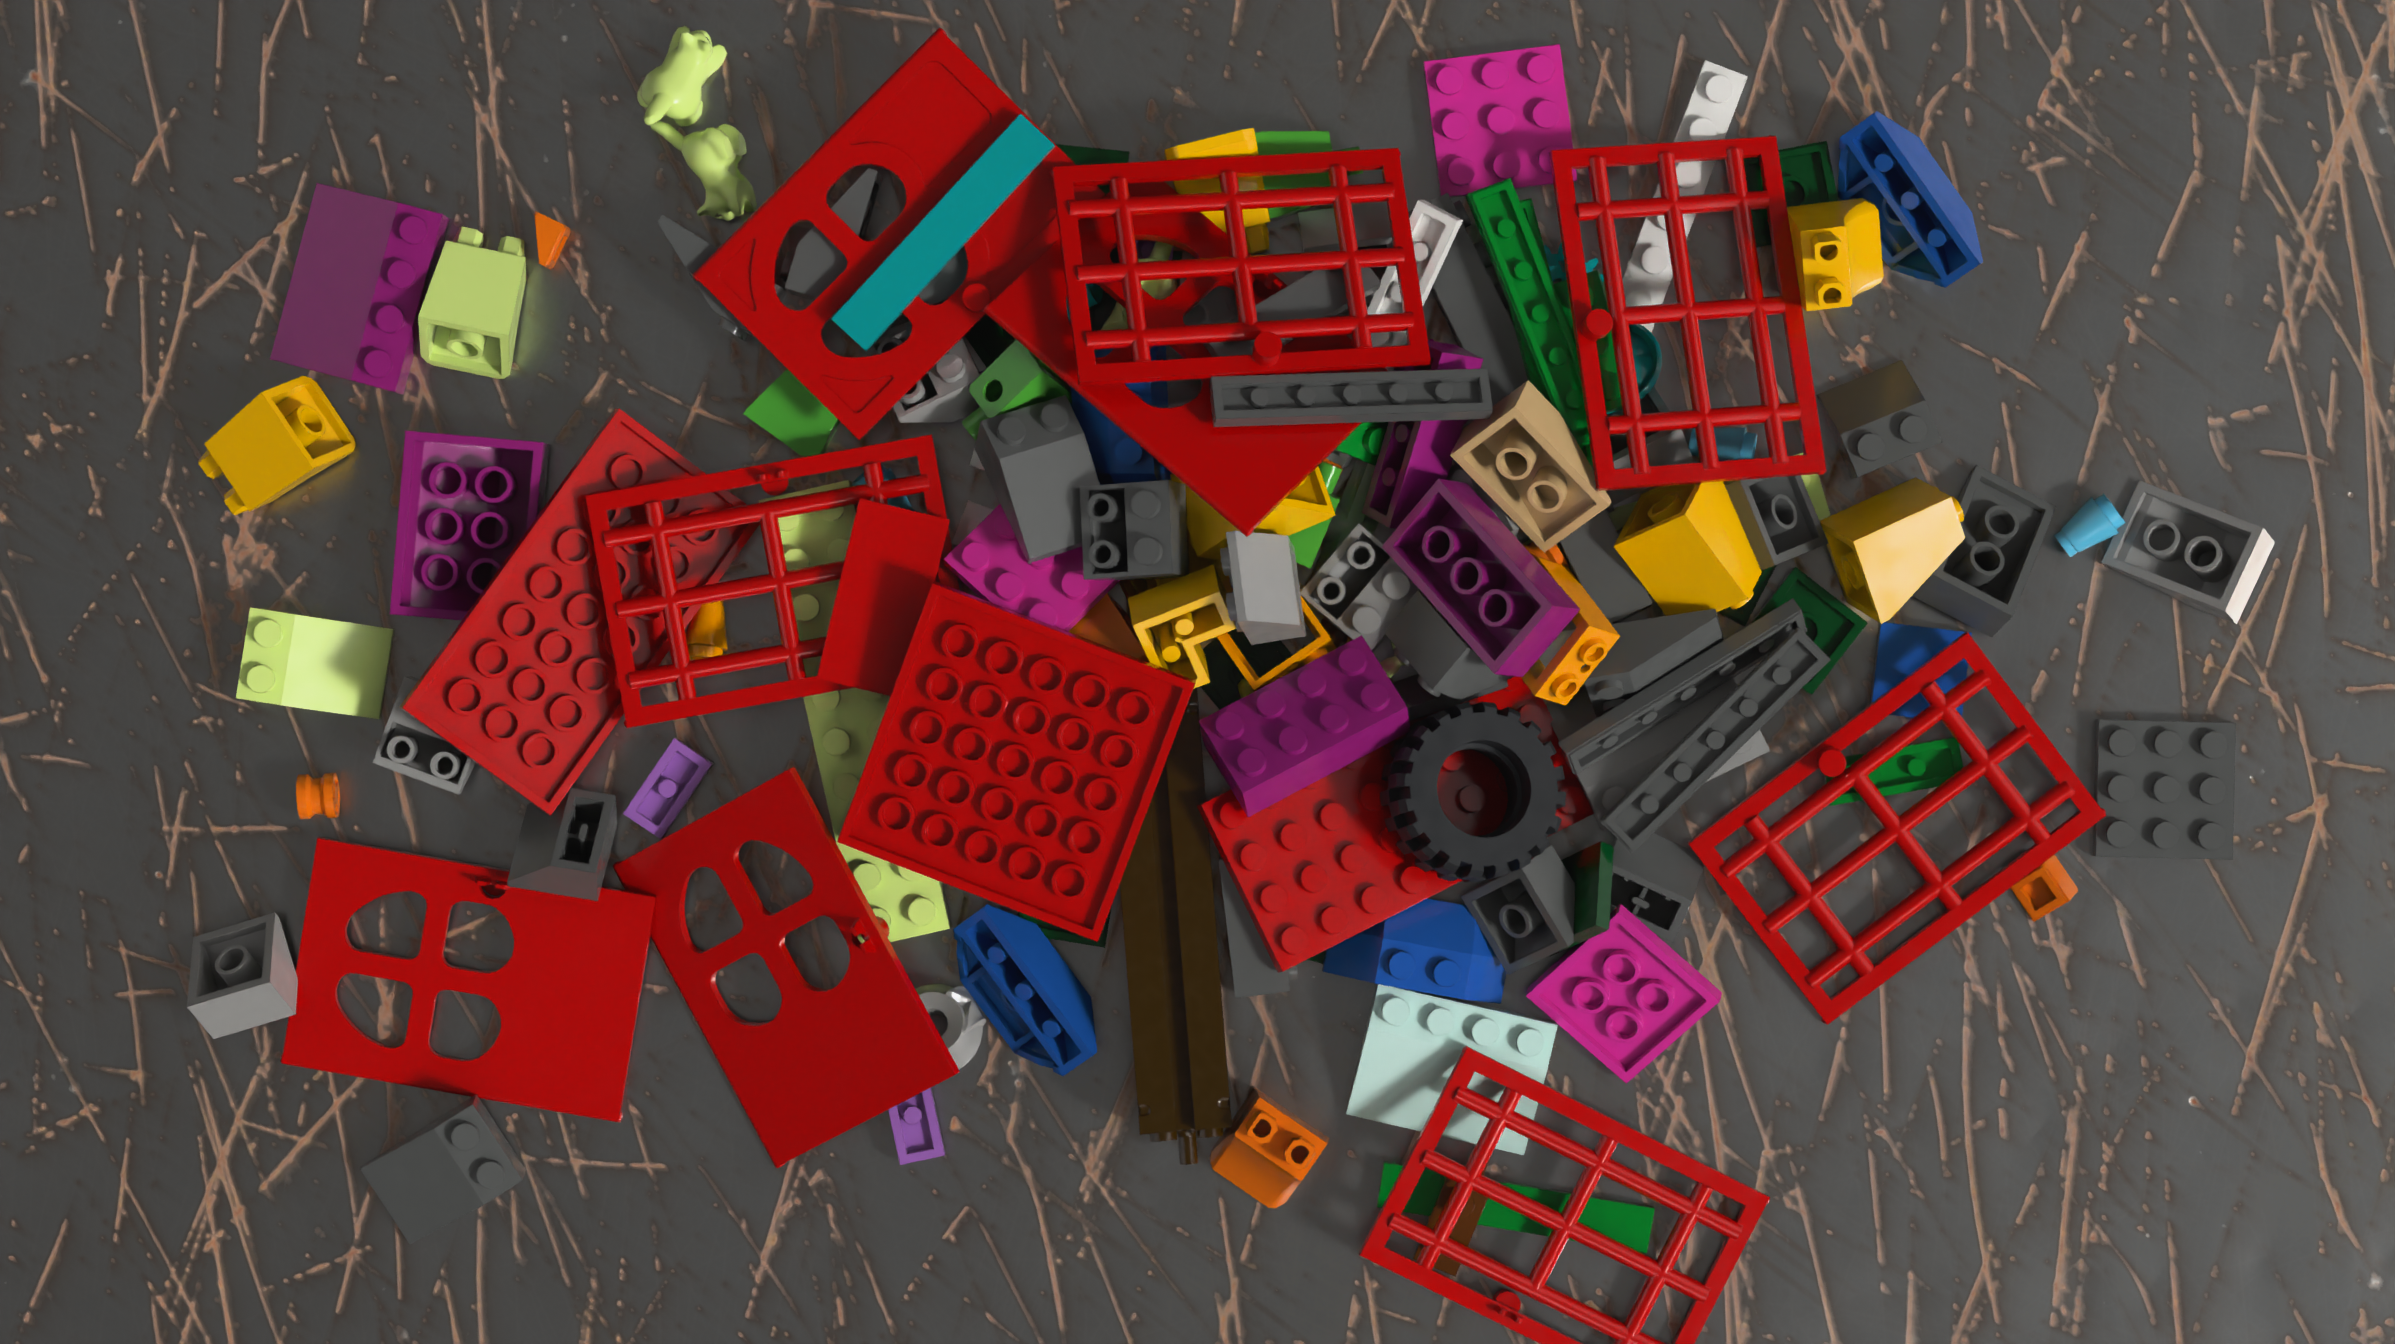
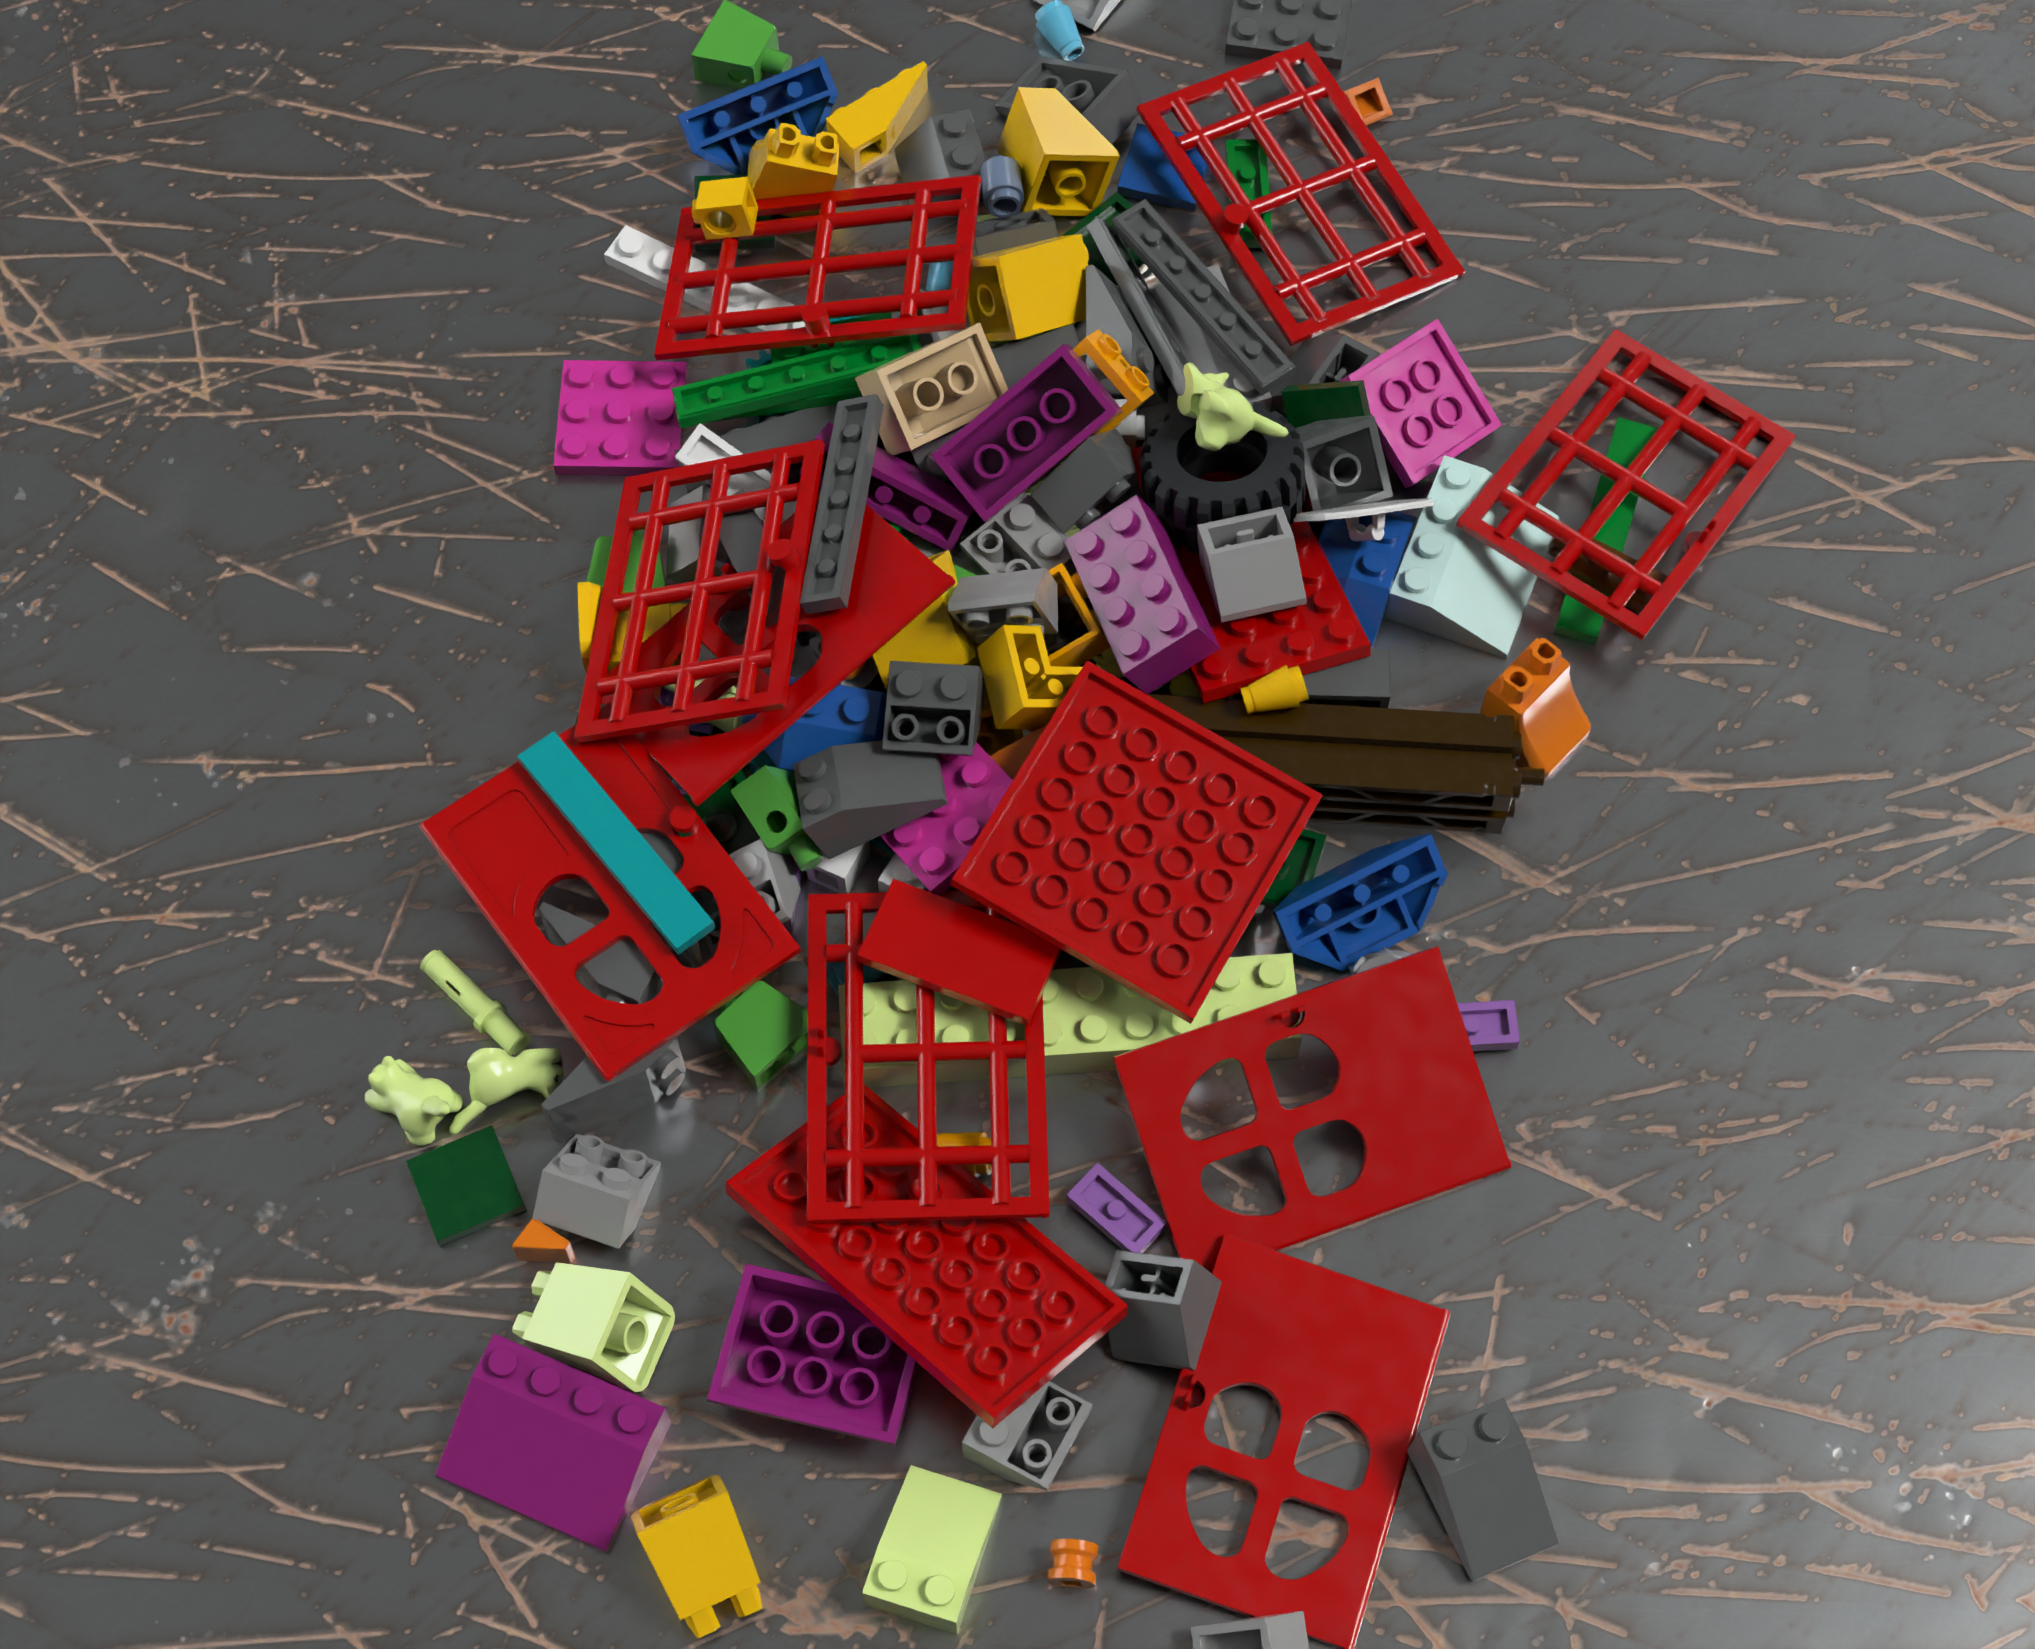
camera: 80 degrees left, 25 degrees down
(603, 148) = (465, 1185): none -> dark green tile
(613, 278) = (595, 1190): none -> light grey slope
(792, 115) = (487, 1014): none -> yellowish green pin
(1214, 880) = (1275, 691): none -> yellow cone
(1351, 837) = (1251, 564): none -> light grey slope
(1453, 948) = (1378, 510): none -> white shield
(1518, 785) = (1220, 411): none -> yellowish green animal
(1753, 192) = (725, 208): none -> yellow brick
(1837, 495) = (1002, 186): none -> sand blue brick
(1923, 331) = (876, 120): none -> yellow slope
(2006, 160) = (738, 49): none -> bright green torso

